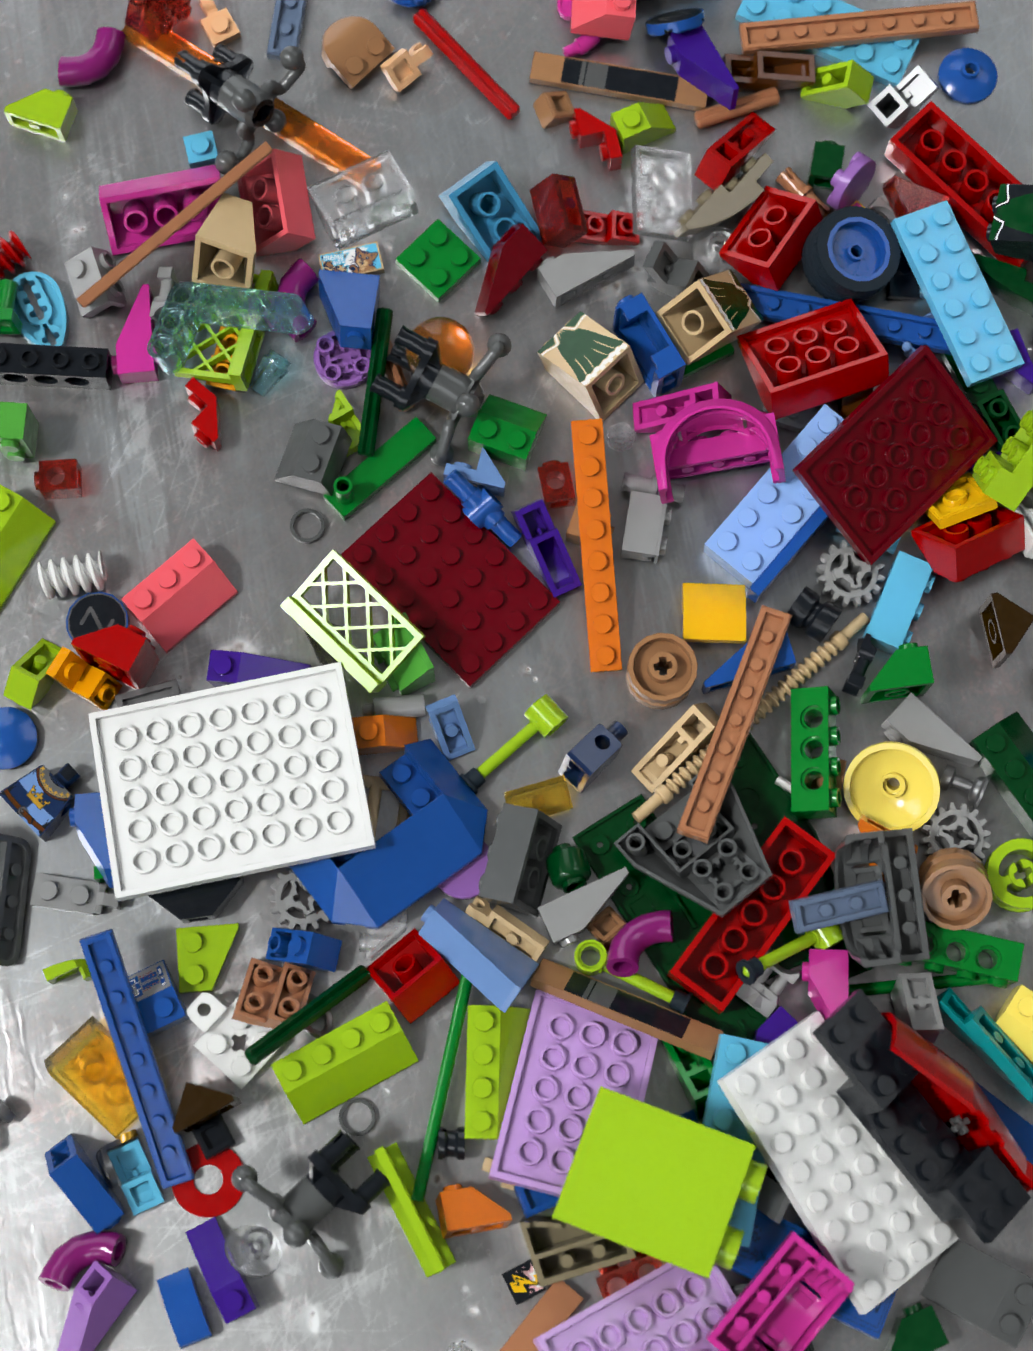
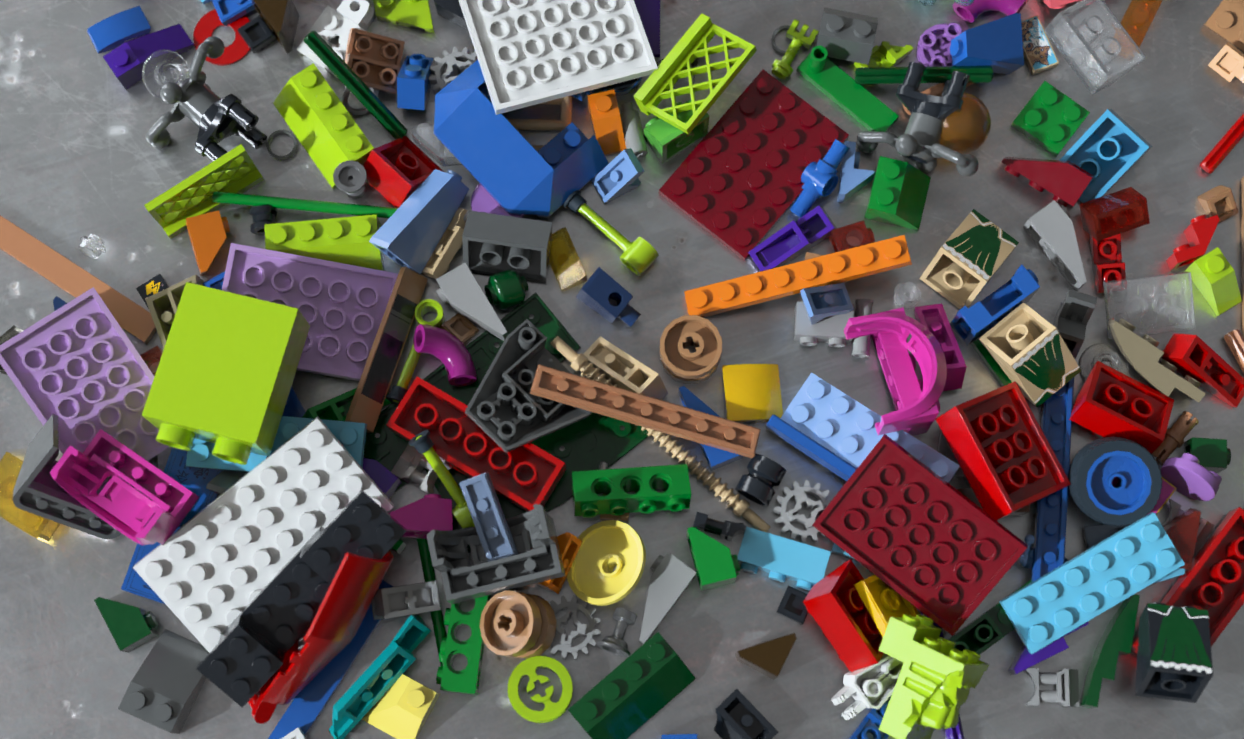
camera: 90 degrees right, 0 degrees up
(343, 533) = (782, 67): none -> lime hinge
(419, 1031) = (351, 178): none -> flat silver piece
(631, 516) = (826, 301): none -> medium blue slope
(946, 598) = (793, 606): none -> black tile

